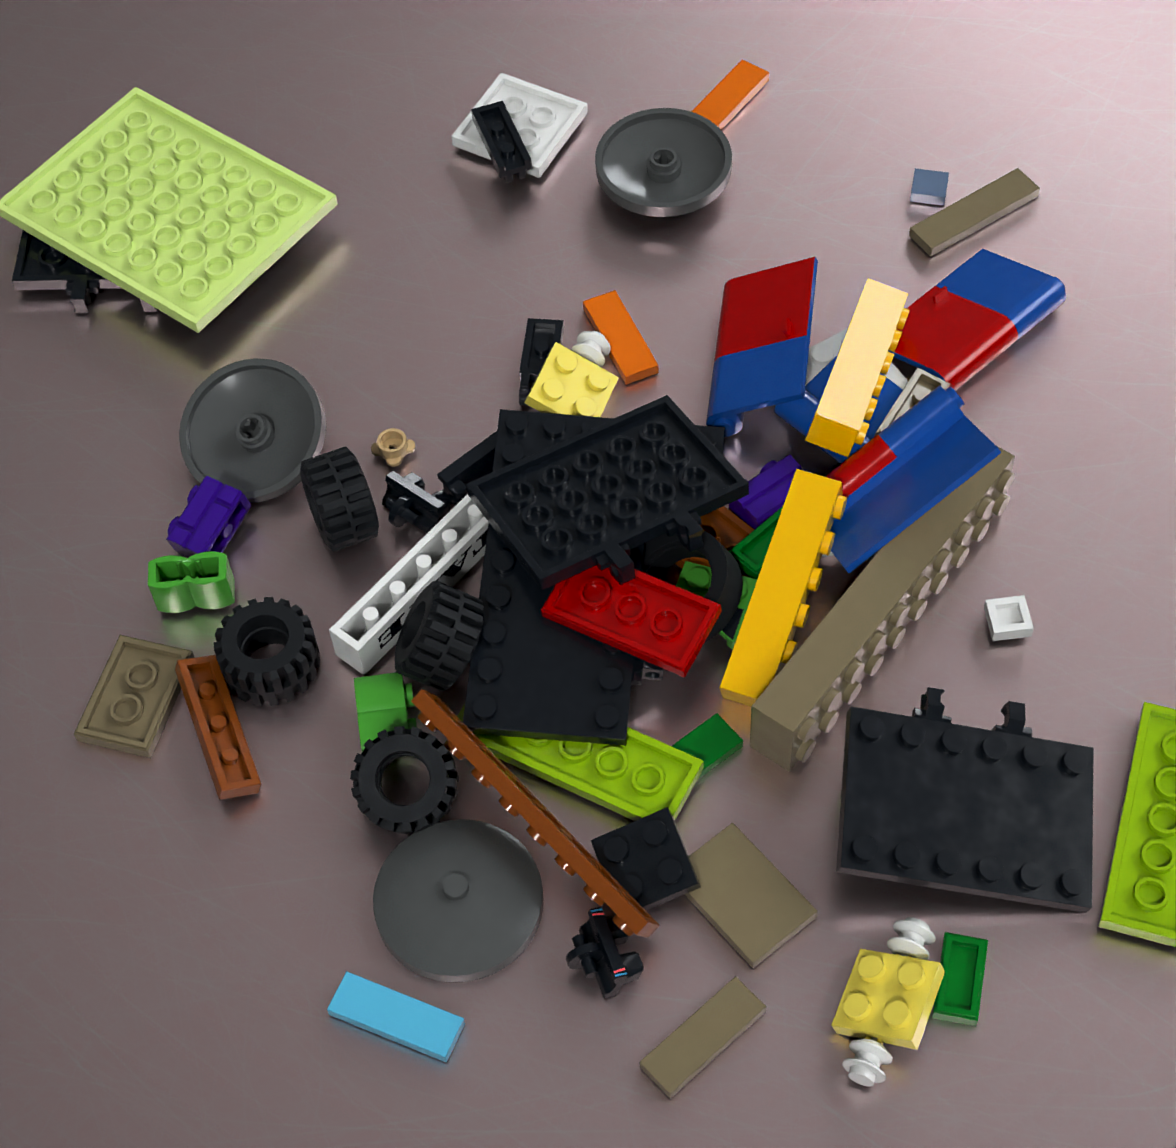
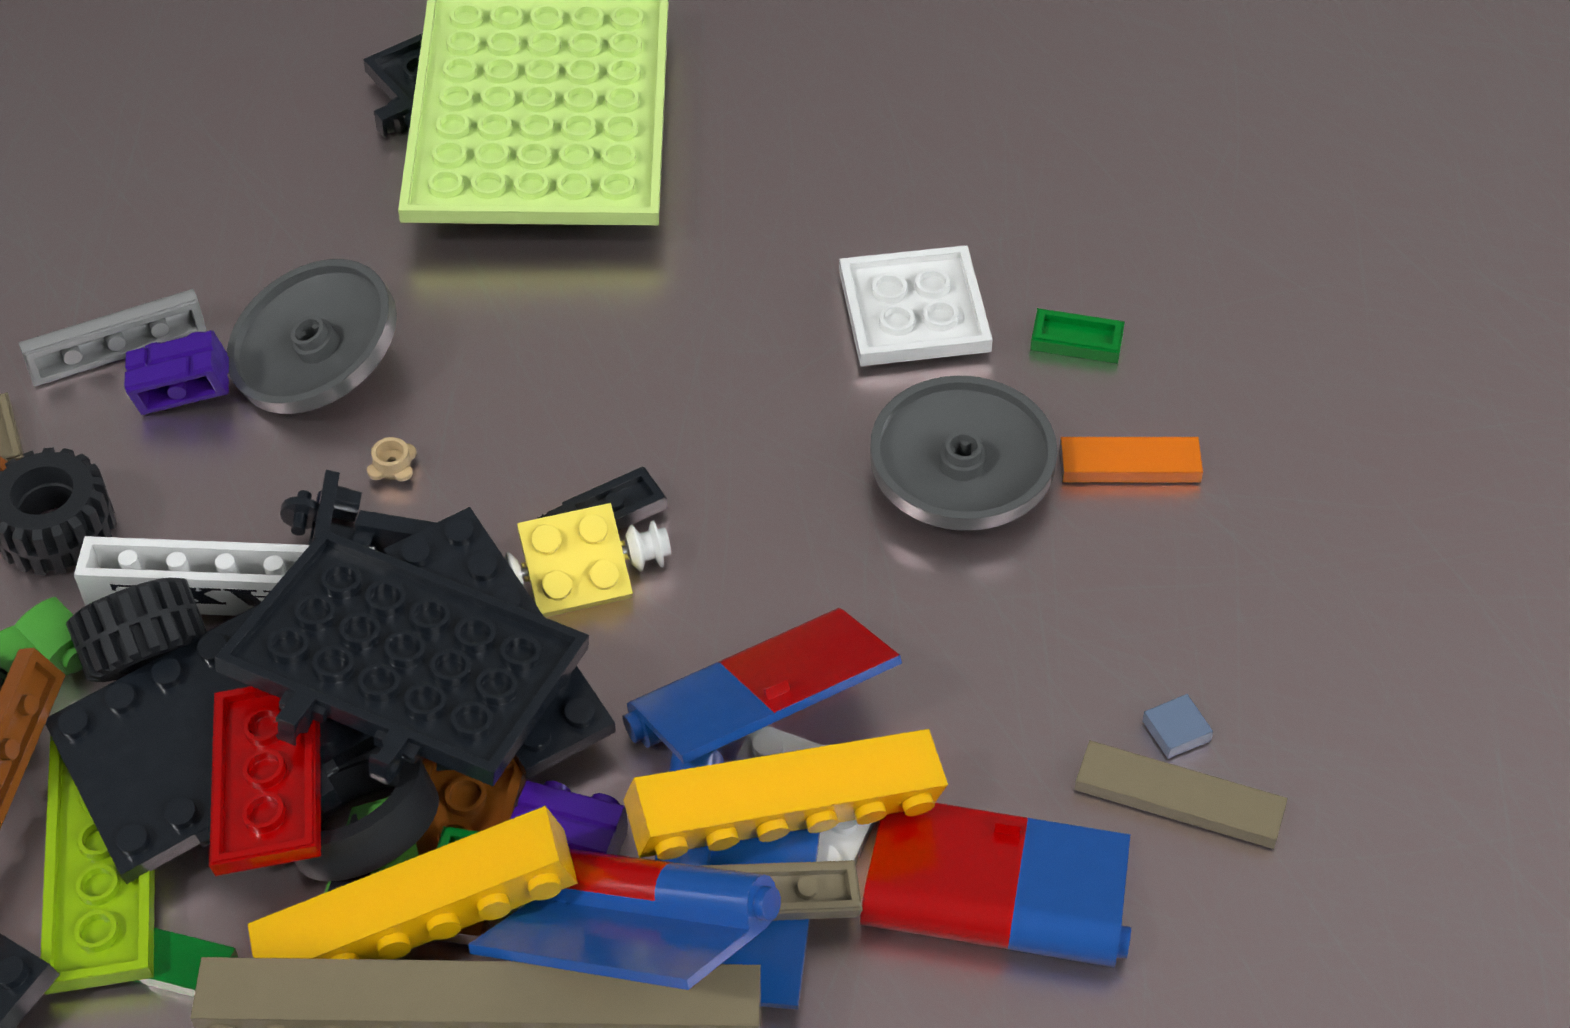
camera: 50 degrees right, 5 degrees down
(129, 549) = (110, 337): none -> light grey brick
(190, 582) = (91, 403): bright green brick -> none
(339, 498) = (261, 448): black tyre -> none
(502, 140) = (863, 300): black hinge -> none
(612, 68) = (1077, 335): none -> green tile
(627, 345) = (695, 564): orange tile -> none

